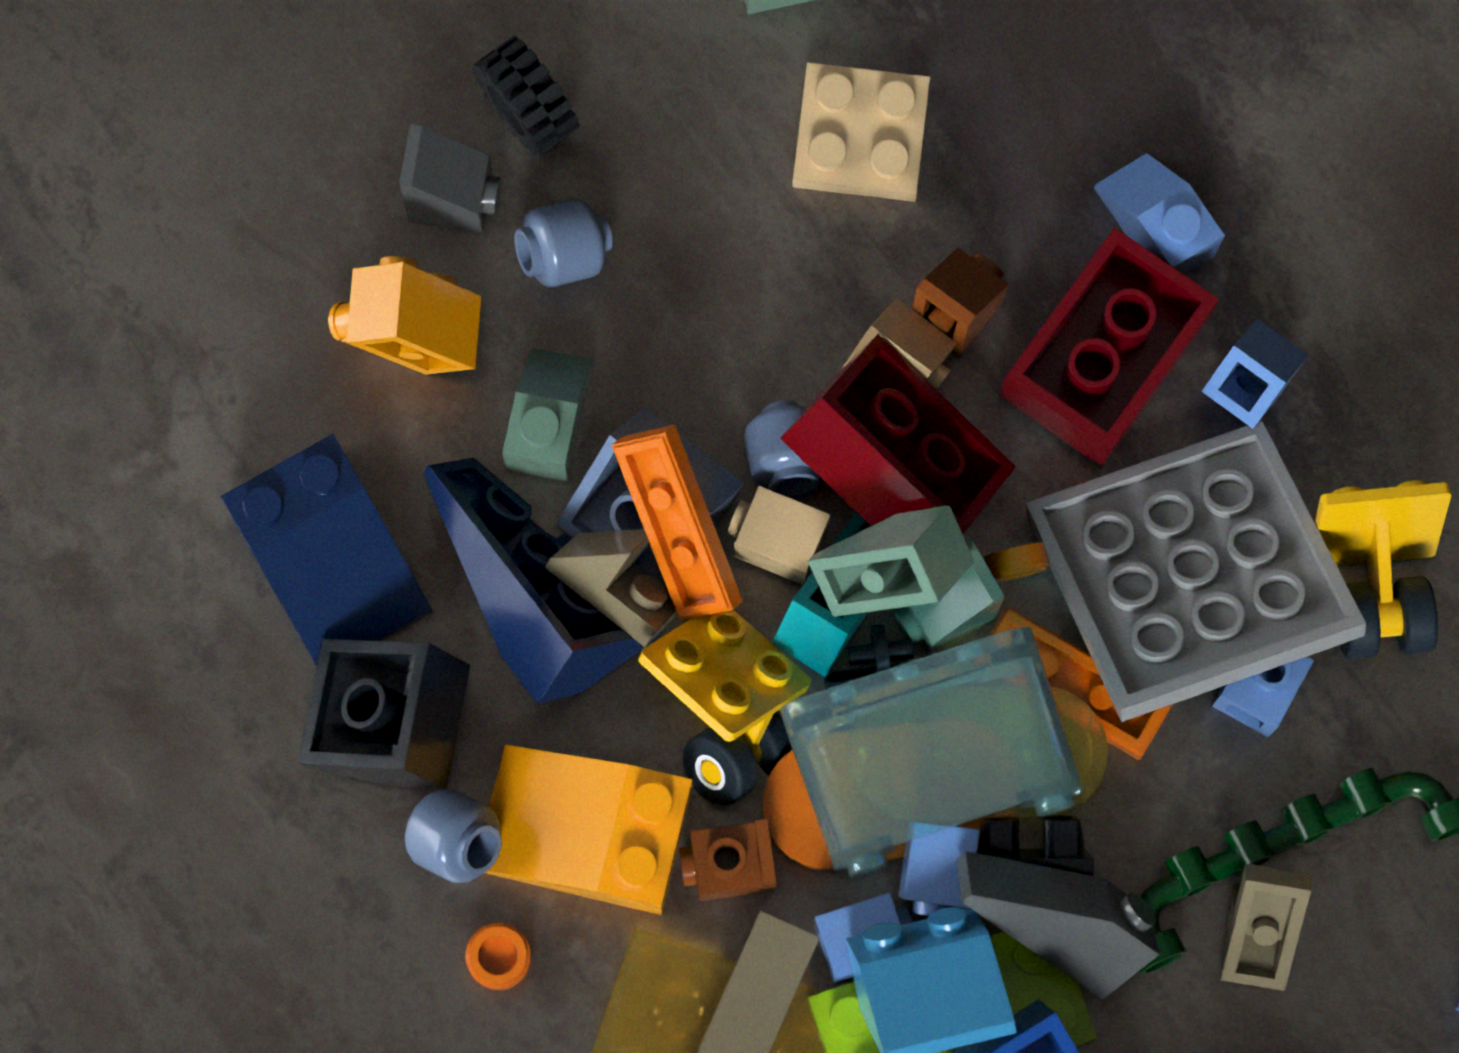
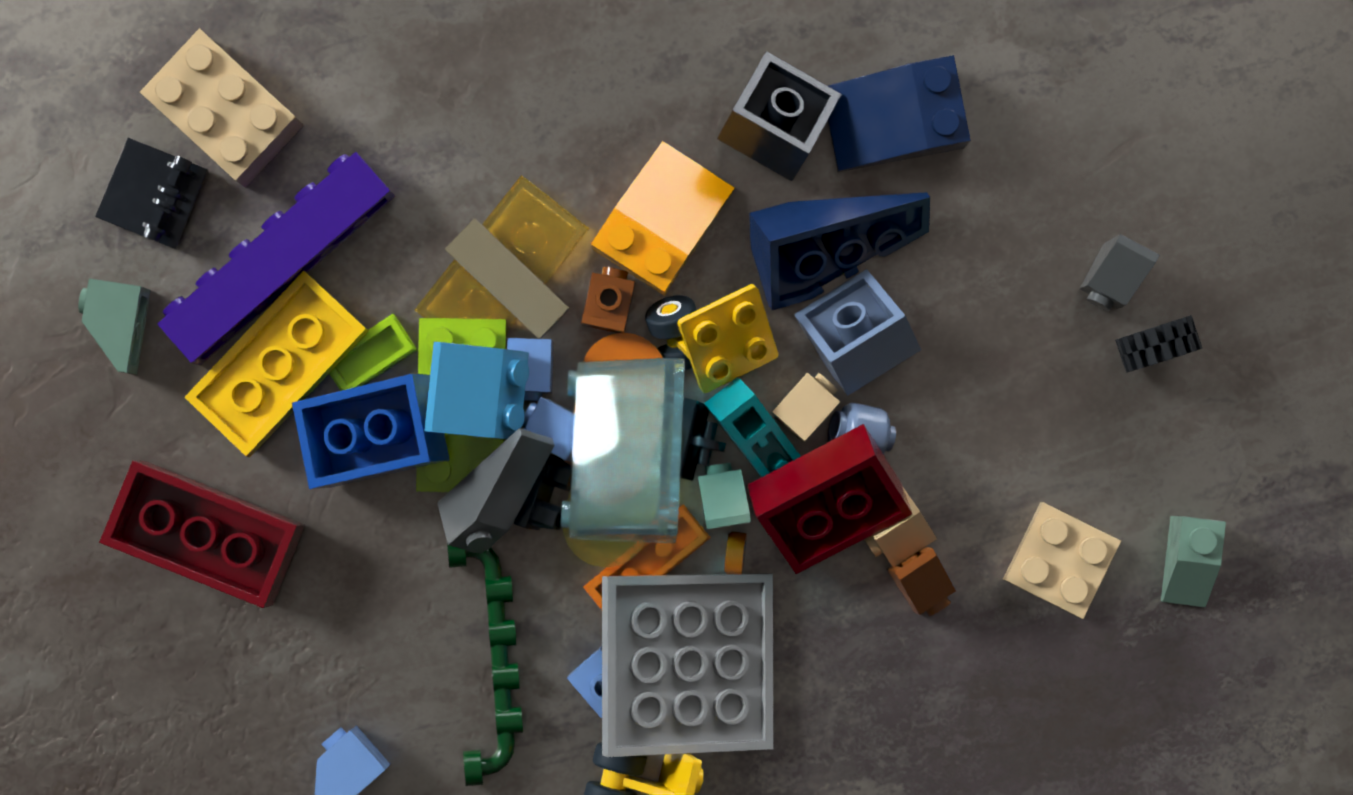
camera: 110 degrees right, 10 degrees up
(409, 317) = (1032, 217): light orange brick -> none
(453, 836) = (684, 132): sand blue head -> none
(498, 956) = (602, 138): orange tile -> none
(547, 414) = (941, 287): sand green slope -> none
(563, 243) = (1051, 336): sand blue head -> none
(604, 574) = (817, 286): dark tan slope -> none
(677, 522) = (833, 339): orange tile -> none
(893, 563) = (751, 465): sand green slope -> none
(1108, 347) = (855, 665): dark red brick -> none
(1161, 213) = (934, 735): medium blue slope -> none
(1254, 373) = (804, 755): medium blue brick -> none
(1264, 926) = (446, 622): dark tan slope -> none

